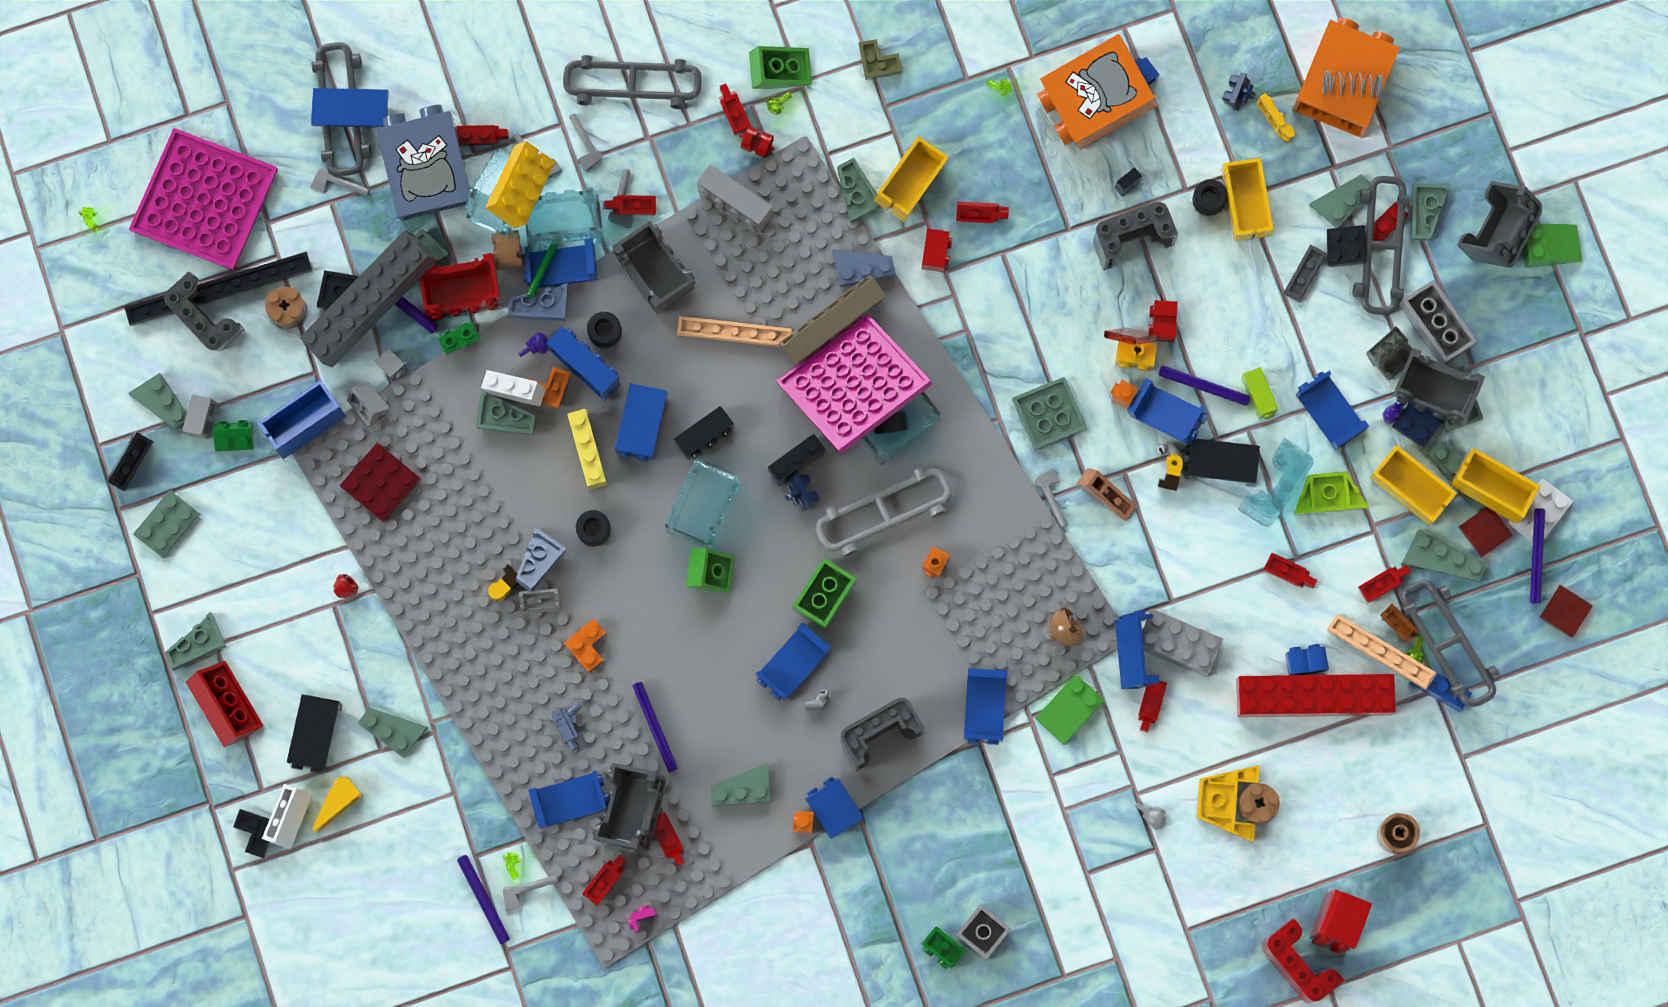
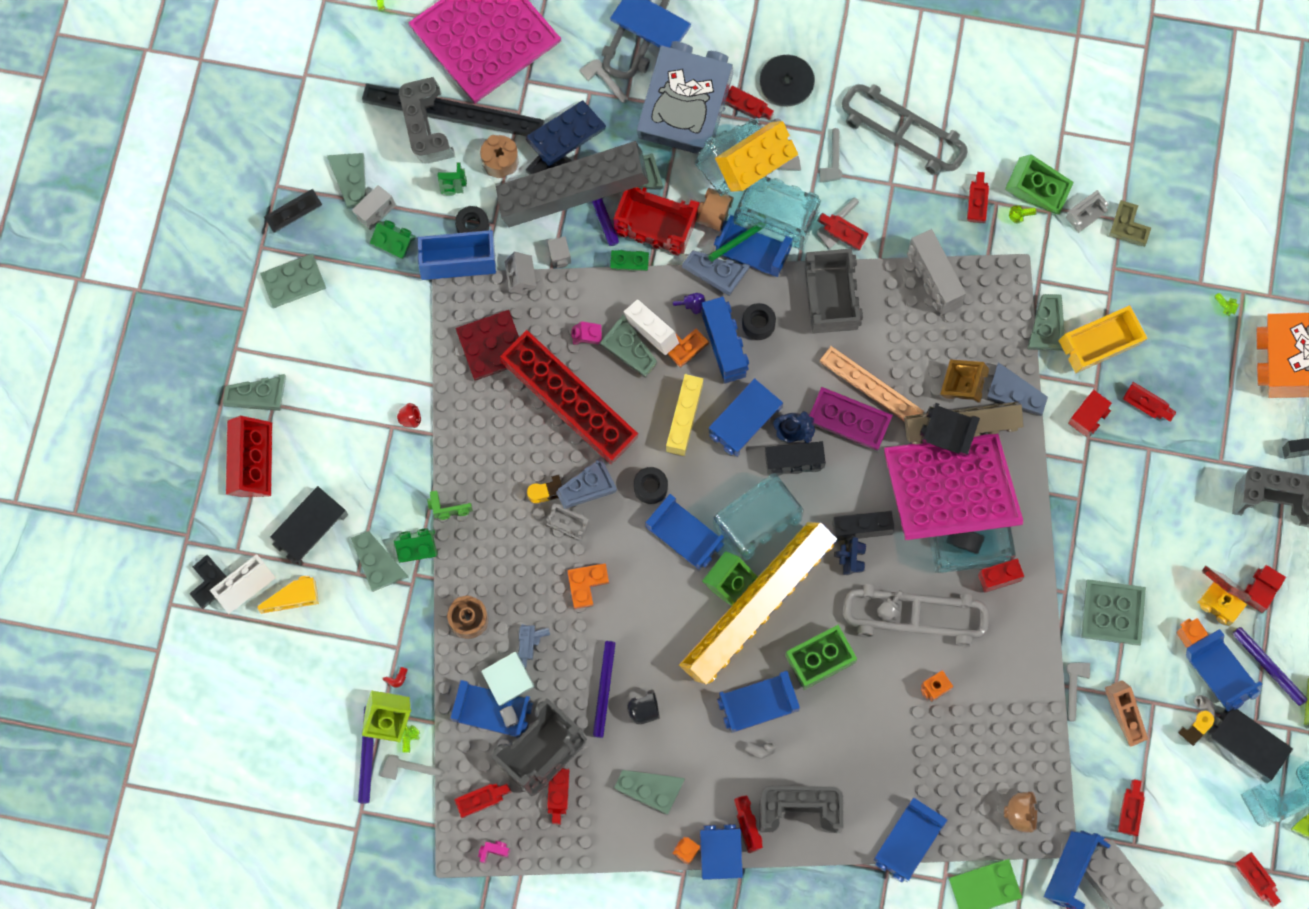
camera: 30 degrees right, 5 degrees down
(259, 355) = (452, 181): none -> green bracket
(292, 372) = (468, 213): none -> black tyre
(333, 252) = (565, 132): none -> dark blue plate
(413, 651) = (445, 513): none -> bright green bracket
(418, 696) = (415, 545): none -> green bracket
(458, 425) = (586, 333): none -> dark pink bracket
(473, 820) = (399, 680): none -> red animal
(477, 491) = (569, 397): none -> red brick
(481, 857) = (386, 716): none -> lime slope
(491, 736) = (478, 617): none -> medium nougat brick
(499, 107) = (774, 84): none -> black piece
(567, 765) = (507, 678): none -> light aqua tile
(587, 797) = (509, 716): none -> light grey hinge
(646, 553) = (684, 533): none -> blue panel
(689, 406) = (794, 427): none -> dark blue hair
(699, 725) = (644, 709): none -> black helmet
(731, 371) = (850, 418): none -> magenta plate
(744, 578) = (758, 602): none -> brick
(755, 141) = (982, 234): red wheel -> none
(812, 282) = (964, 380): none -> pearl gold brick
(824, 334) = (949, 429): none -> black panel
(835, 68) = (1087, 211): none -> light grey hinge
(842, 771) = (748, 824): none -> red hinge
(858, 518) = (889, 608): none -> light grey piece
(937, 436) = (1001, 575): none -> red brick
(1154, 573) = (1131, 810): none -> red hinge

